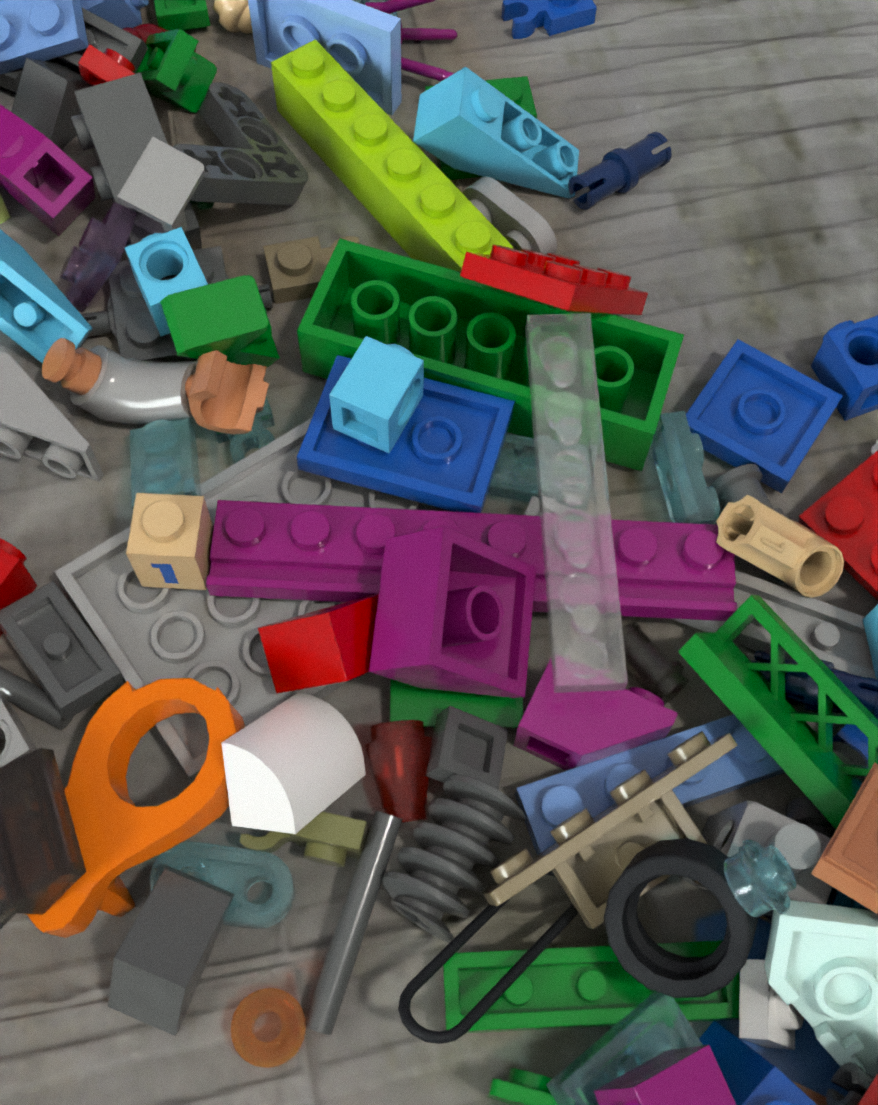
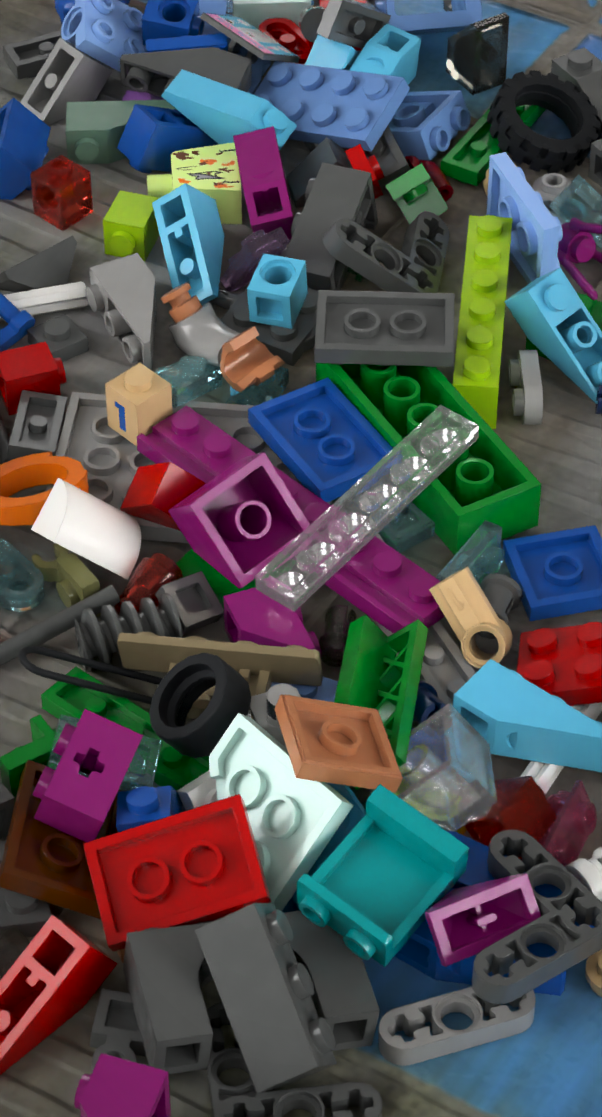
camera: 45 degrees right, 20 degrees down
(161, 187) = (314, 234): light grey panel -> none
(222, 318) = (283, 328): green slope -> none
(354, 257) = (385, 328): none -> dark grey plate
(377, 393) = (319, 398): medium azure brick -> none
(554, 281) = (491, 411): red plate -> none
(760, 878) = (244, 690): clear light blue plate -> none

